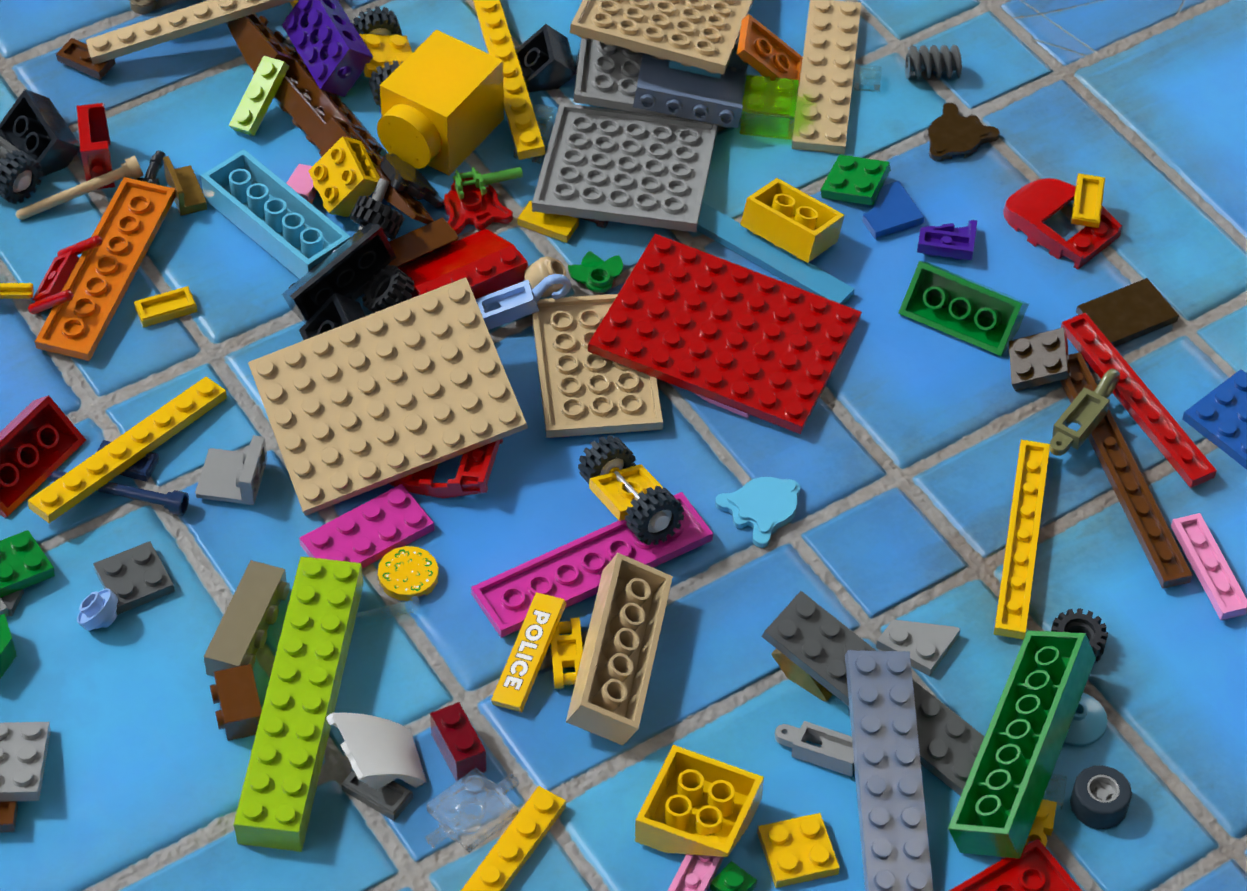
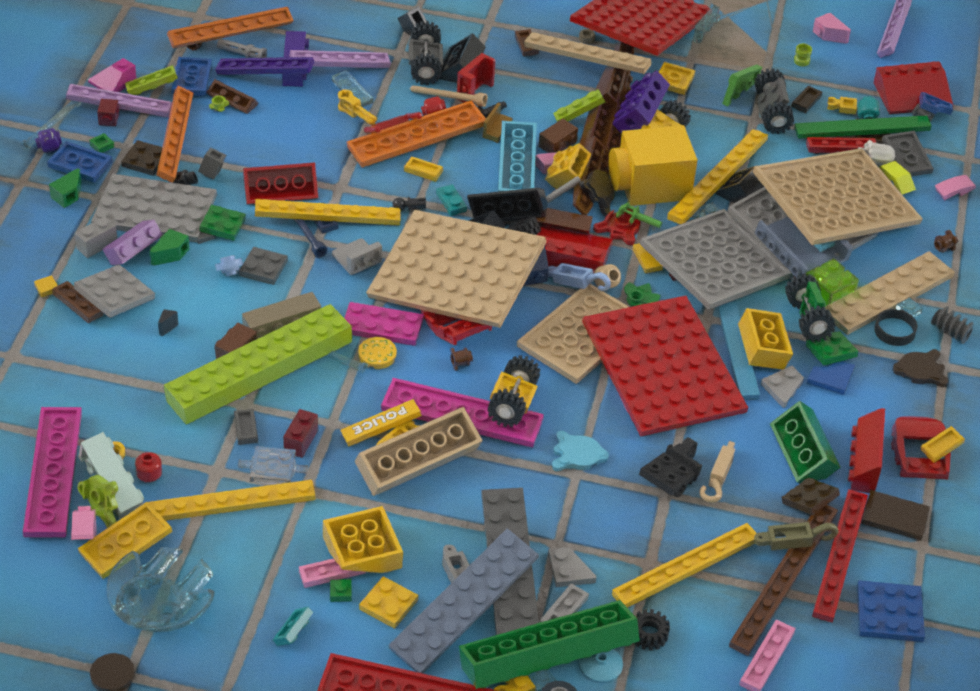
camera: 45 degrees right, 5 degrees down
(83, 219) = (433, 105): none -> red head
(115, 744) = (167, 321): none -> black slope
(209, 361) = (411, 203): none -> black pin
(248, 320) = (451, 200): none -> teal plate
(276, 148) = (558, 137): none -> reddish brown brick
(371, 211) = (554, 191): black tyre -> none
(378, 749) = (261, 406): white slope -> none
(510, 501) = (460, 358): none -> reddish brown brick
(767, 51) = (859, 256): orange plate -> none
(795, 148) = (815, 319): none -> black plate
(860, 259) = (783, 384): none -> light grey wing
(882, 89) = (894, 340): none -> black tyre
(882, 441) = (674, 468): none -> black plate
(926, 406) = (719, 473): none -> tan piece
(948, 240) = (841, 410): dark purple wing -> none
(973, 689) = (567, 603): none -> light grey plate
(1034, 263) = (867, 451): none -> red slope

